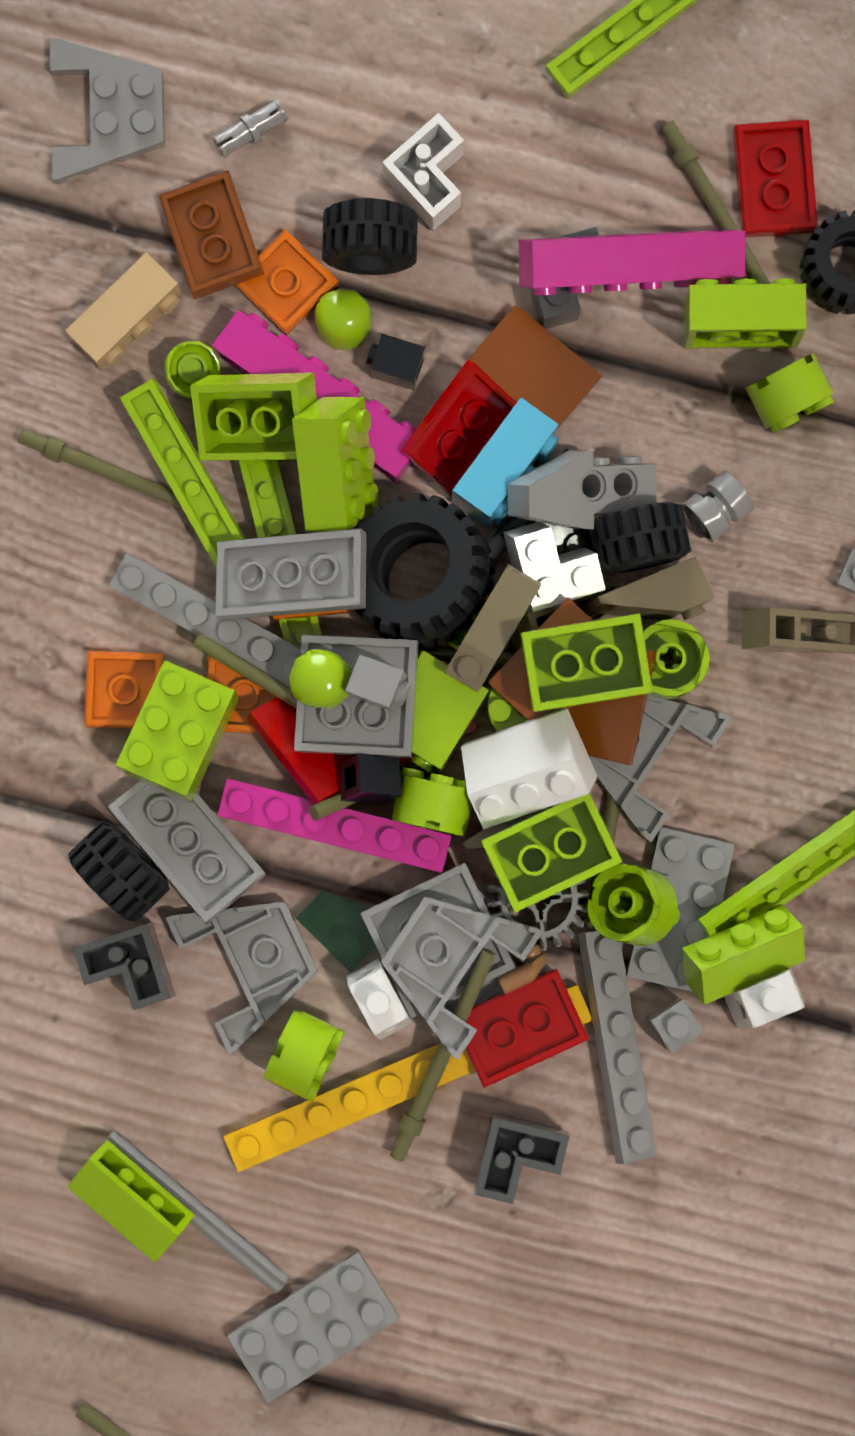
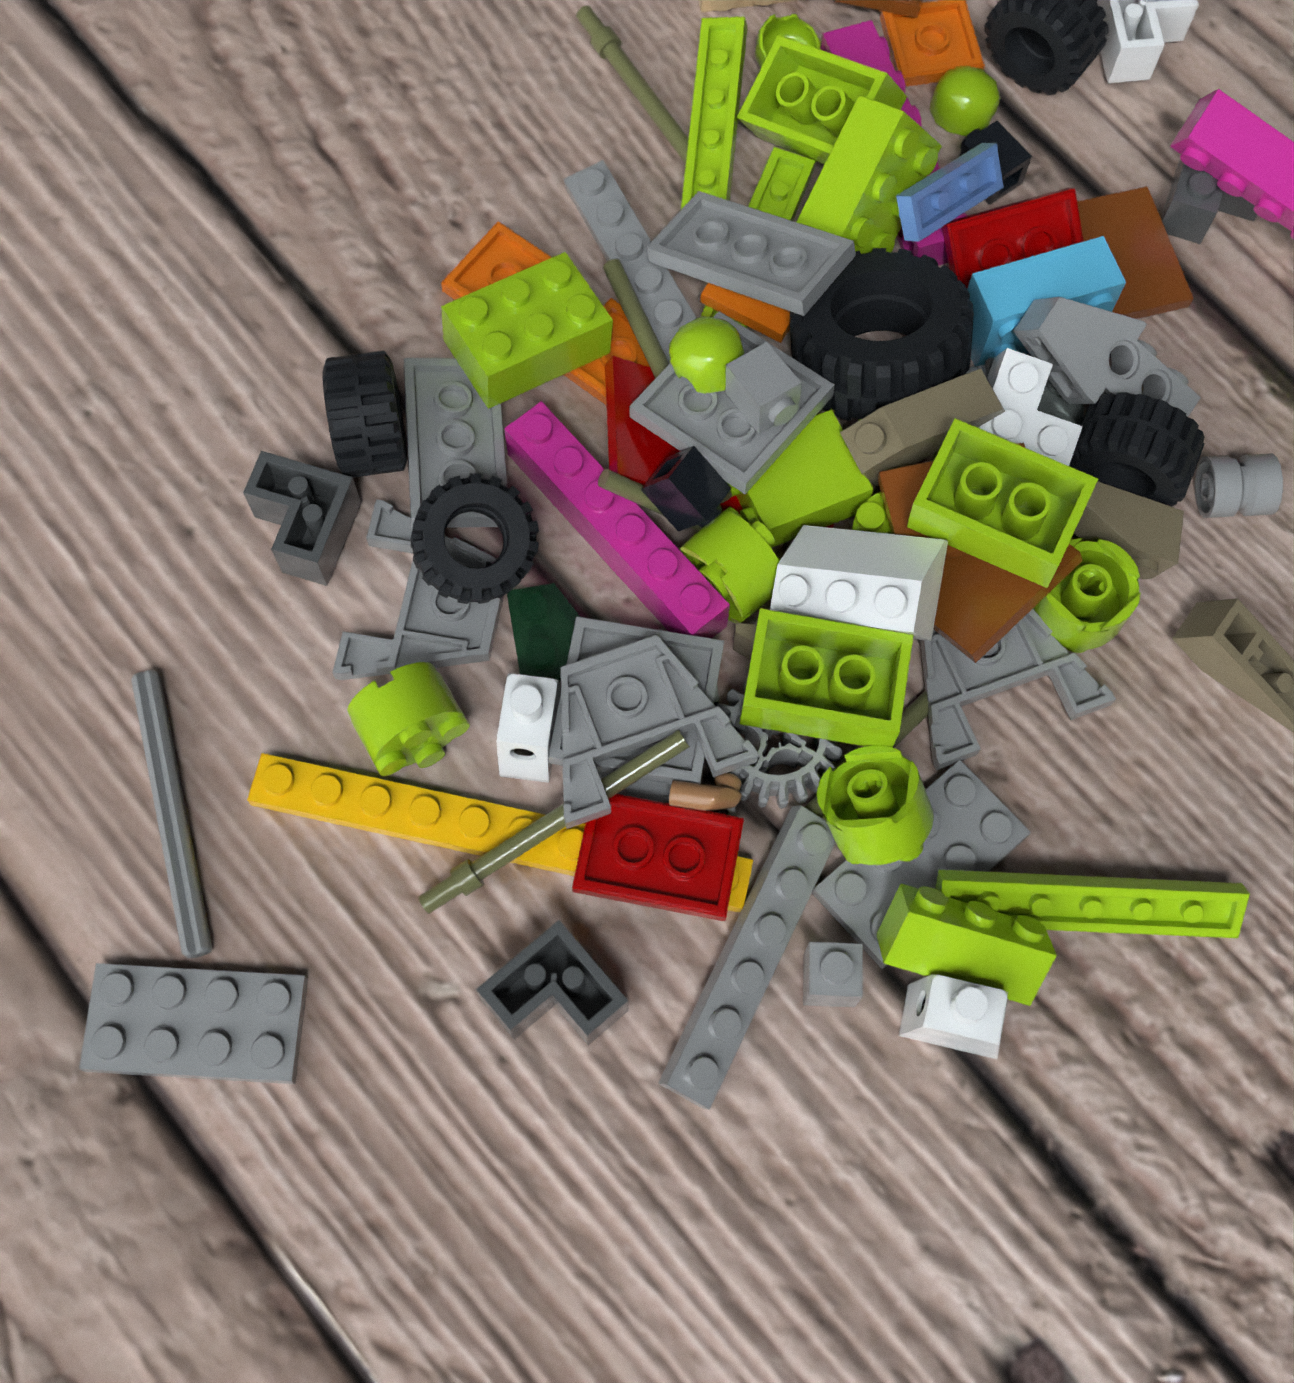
camera: 30 degrees right, 15 degrees down
(130, 1201) = (114, 745): lime brick -> none
(282, 934) = (493, 501): none -> black tyre
(392, 427) = (949, 192): none -> medium blue plate

